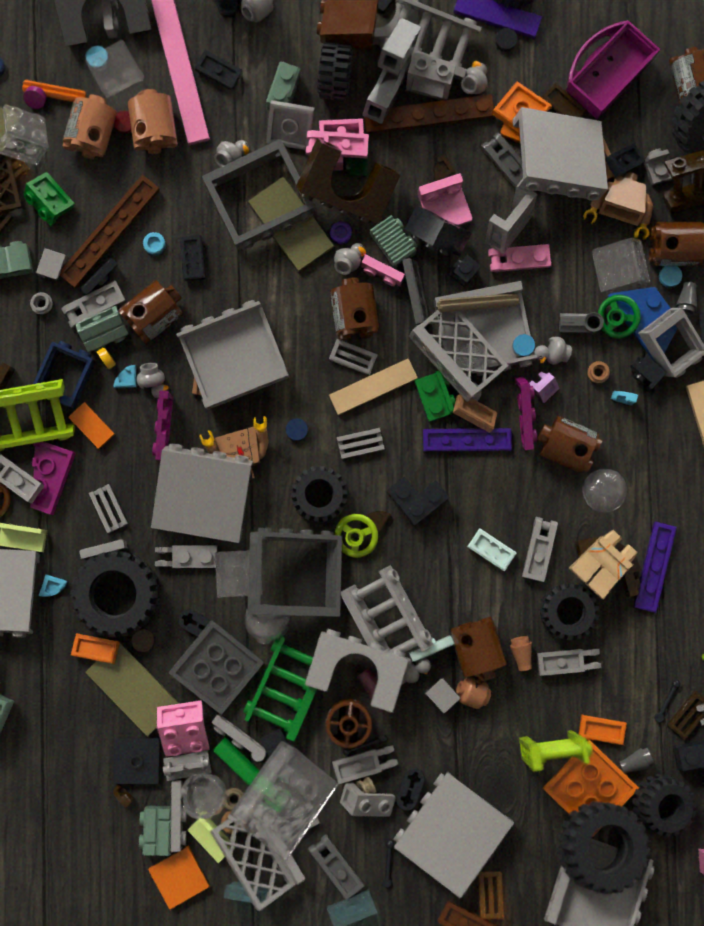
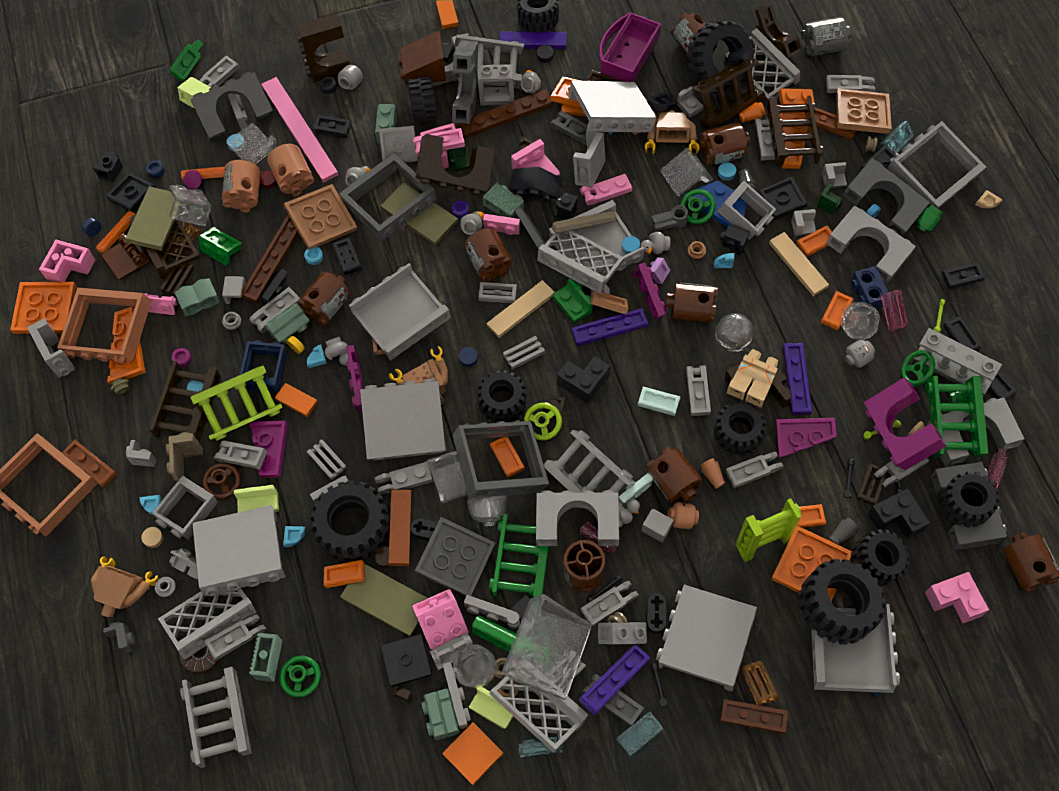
camera: 10 degrees left, 20 degrees down
(14, 730) = (294, 670): none -> green piece
(167, 614) = (399, 528): none -> dark orange tile
(173, 198) = (320, 216): none -> medium nougat plate
(305, 564) = (507, 456): none -> orange tile
(343, 849) = (614, 679): none -> dark purple tile
(631, 635) = (800, 434): none -> magenta wing

